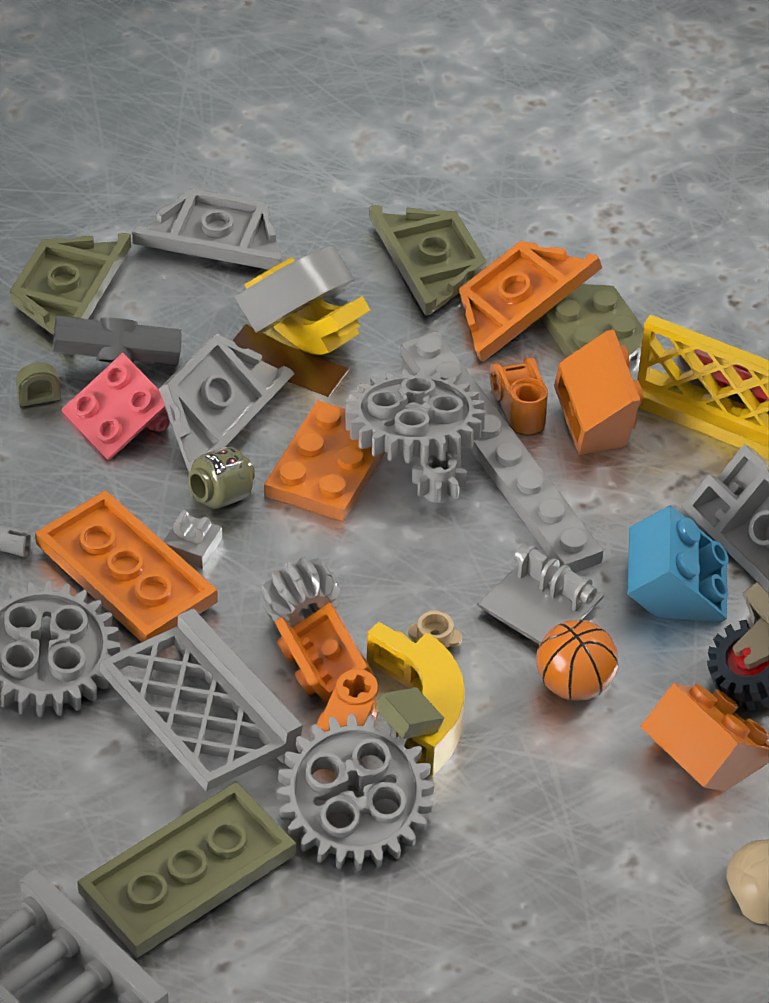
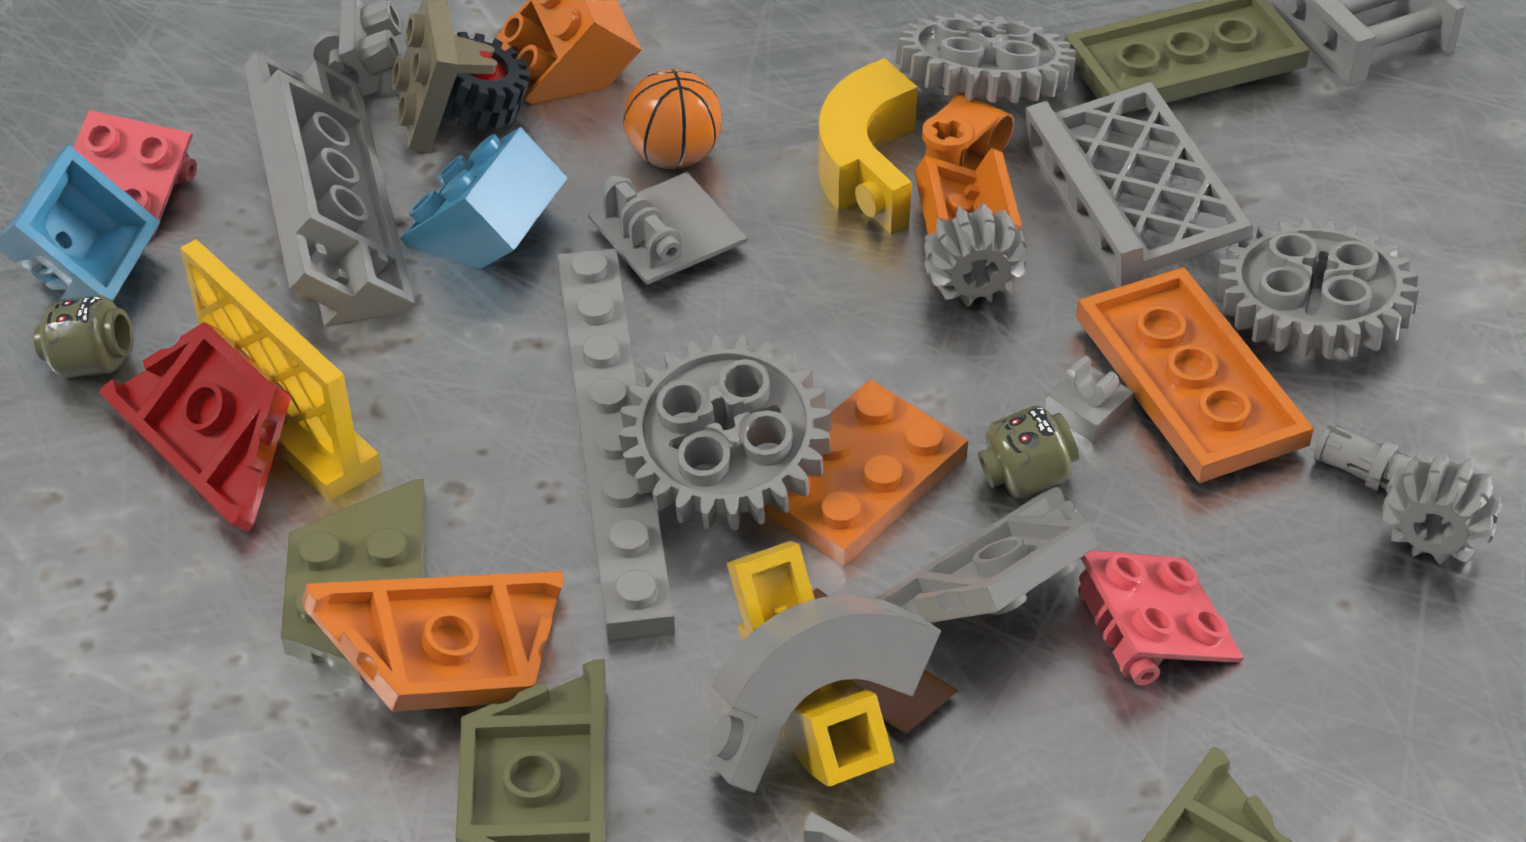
camera: 160 degrees left, 0 degrees up
(37, 384) = (1279, 677): olive tile -> none
(115, 336) = (1184, 707): dark grey piece -> none
(409, 713) = (904, 65): olive tile -> none
(437, 625) = (816, 215): tan plate -> none
(521, 395) = (536, 479): orange piece -> none
(599, 395) = (445, 402): orange slope -> none

